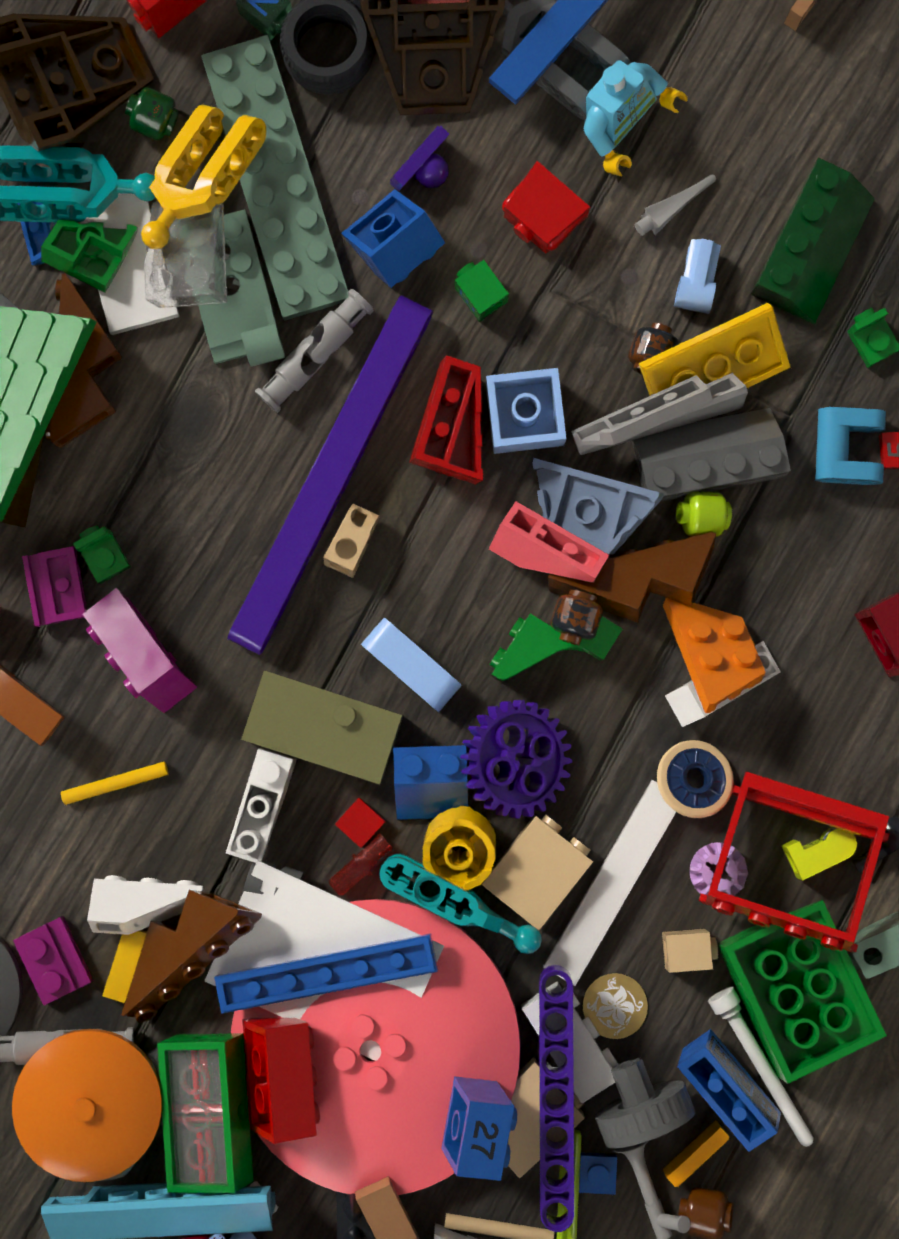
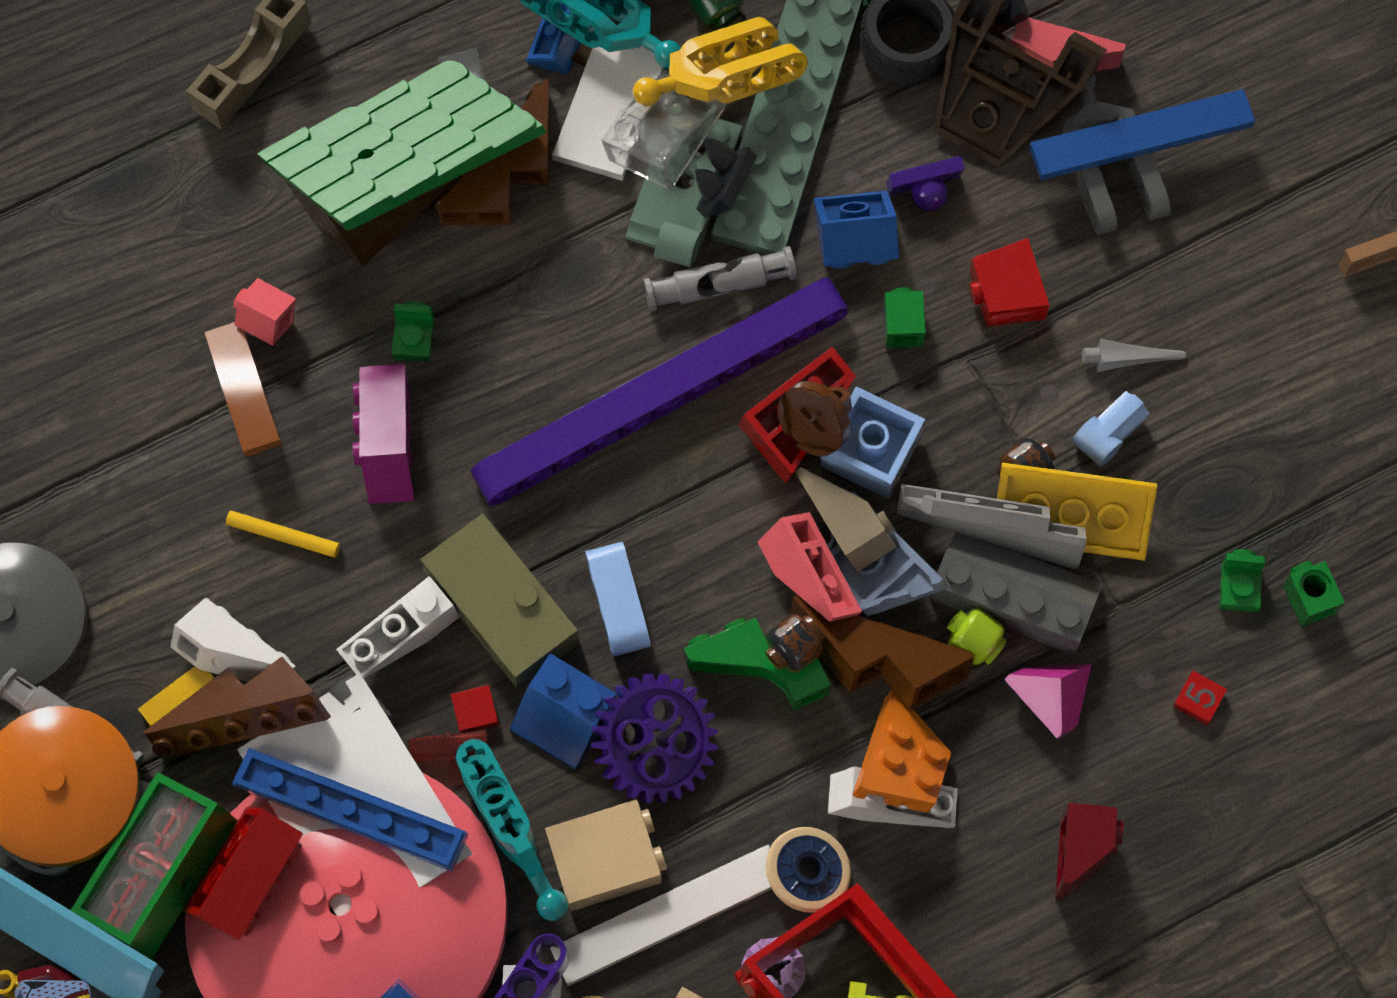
camera: 30 degrees right, 15 degrees down
(53, 960) = (117, 651): magenta plate -> none
(55, 586) = (352, 333): magenta plate -> none
(88, 251) = (581, 75): green slope -> none
(268, 271) = (722, 186): none -> black tile
(351, 540) = (638, 458): tan leg -> none
(460, 828) = (569, 776): yellow brick -> none
(477, 424) = (816, 416): none -> reddish brown tile
(555, 489) = (851, 520): none -> dark tan slope
(619, 103) = (1136, 236): medium azure torso -> none
(788, 520) = (1053, 693): none -> dark pink slope
(814, 241) = (1239, 463): dark green slope -> none
(833, 445) = (1134, 657): dark azure connector -> none

